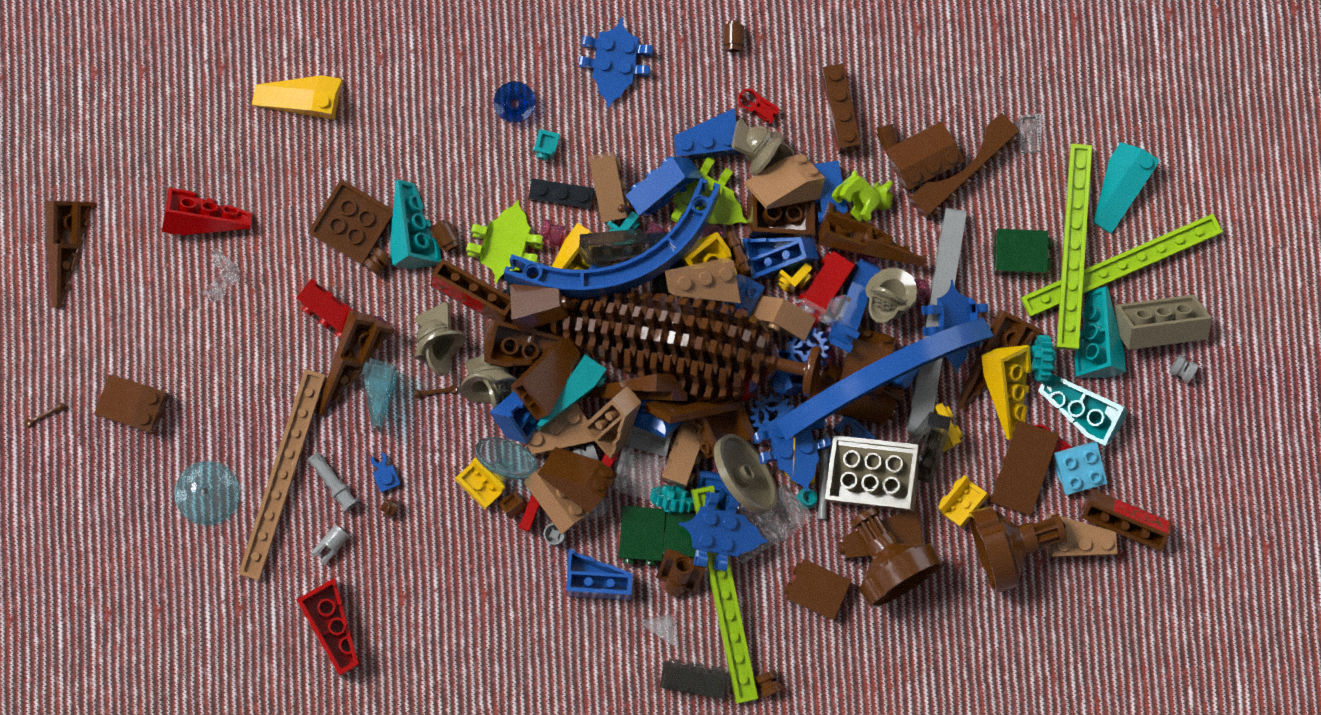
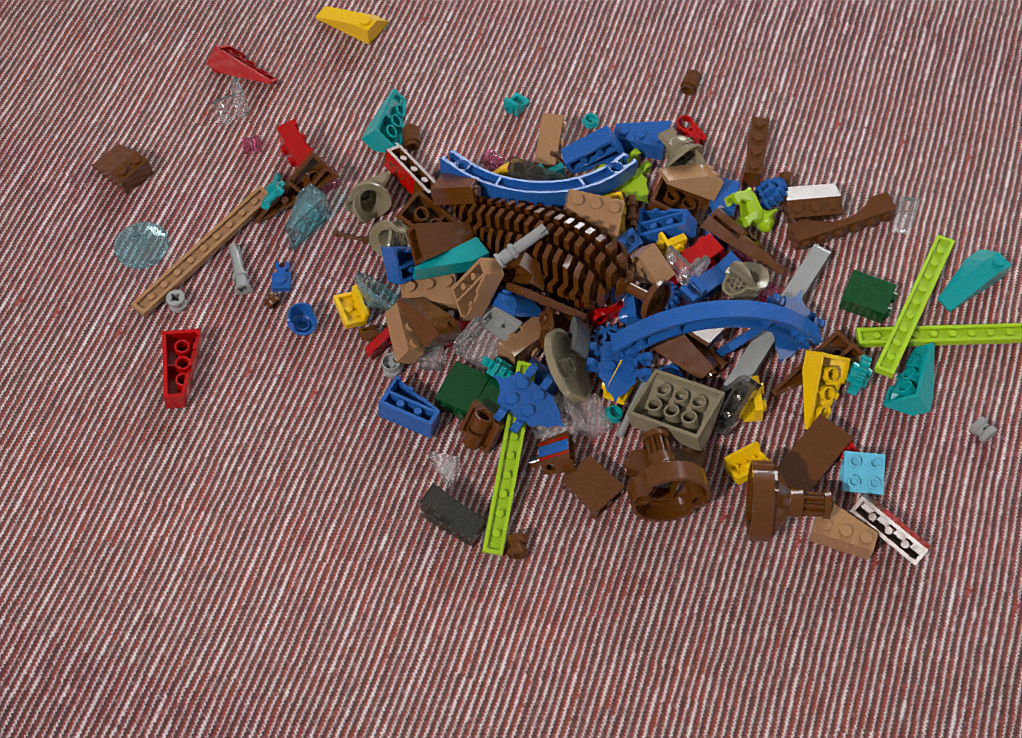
camera: 25 degrees right, 20 degrees down
(29, 422) = (42, 155): reddish brown hinge -> none
(64, 234) = (141, 47): reddish brown wedge -> none
(272, 314) = (256, 144): none -> clear pink wheel
(289, 551) = (176, 306): none -> light grey wheel
(328, 374) = (273, 190): none -> teal piece
(334, 540) = (217, 308): light grey hinge -> none
(351, 222) = (346, 106): reddish brown plate -> none
(374, 266) = (352, 136): reddish brown wheel -> none
(435, 520) = (301, 319): none -> blue hair
(502, 238) = (466, 147): lime animal -> none
(512, 92) = (505, 70): clear blue dish -> none
(561, 194) = (512, 140): black plate -> none
(615, 60) = (594, 69): blue animal -> none
(634, 134) = (590, 121): none -> teal plate
(644, 376) = (513, 250): none -> light grey pin
(747, 440) = (580, 338): none -> dark grey slope
(769, 571) = (555, 454): none -> reddish brown torso
(874, 164) = (771, 192): none -> blue gear
(1090, 413) = (885, 430): teal wedge -> none
(1162, 322) = (975, 386): dark tan slope -> none

